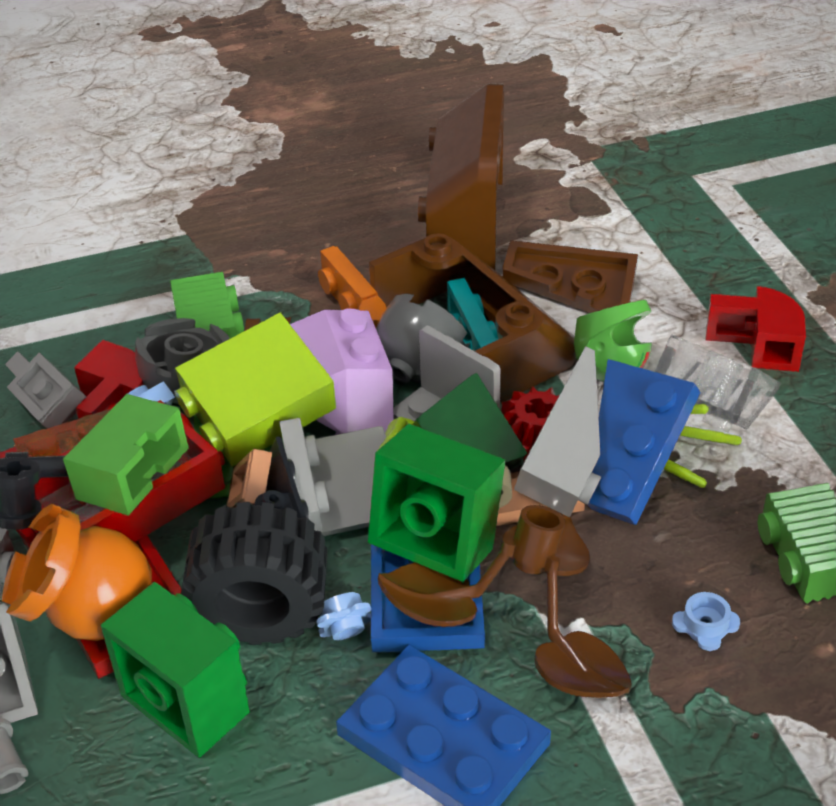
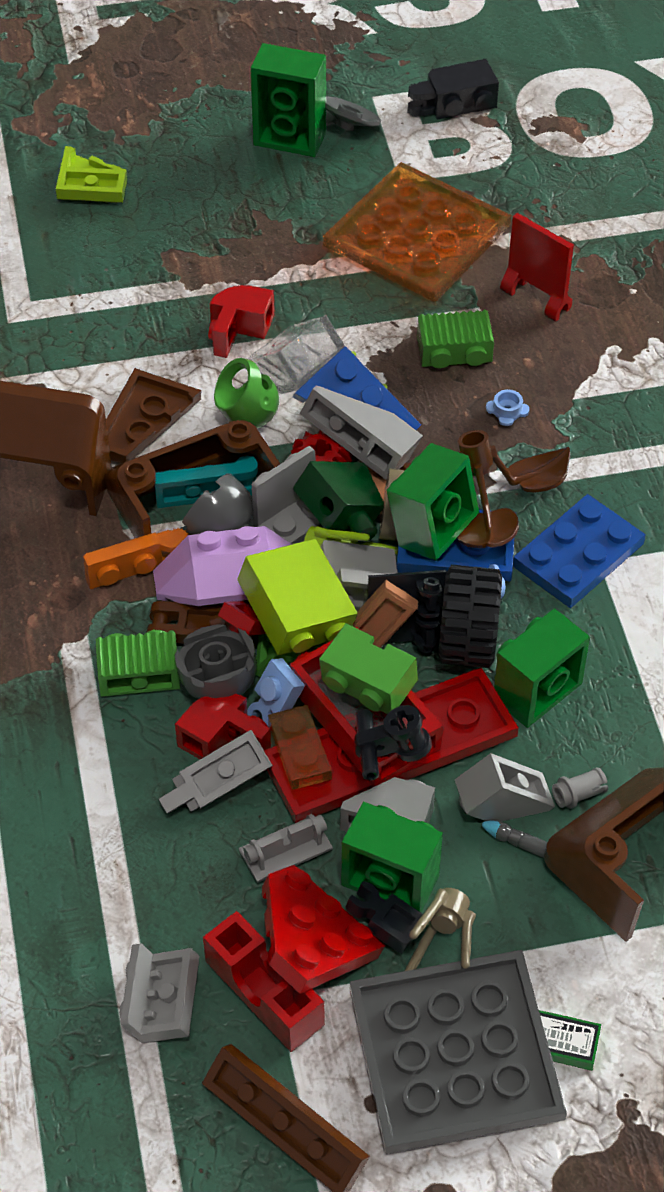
camera: 85 degrees left, 10 degrees up
(74, 574) = (479, 707): orange tile -> none

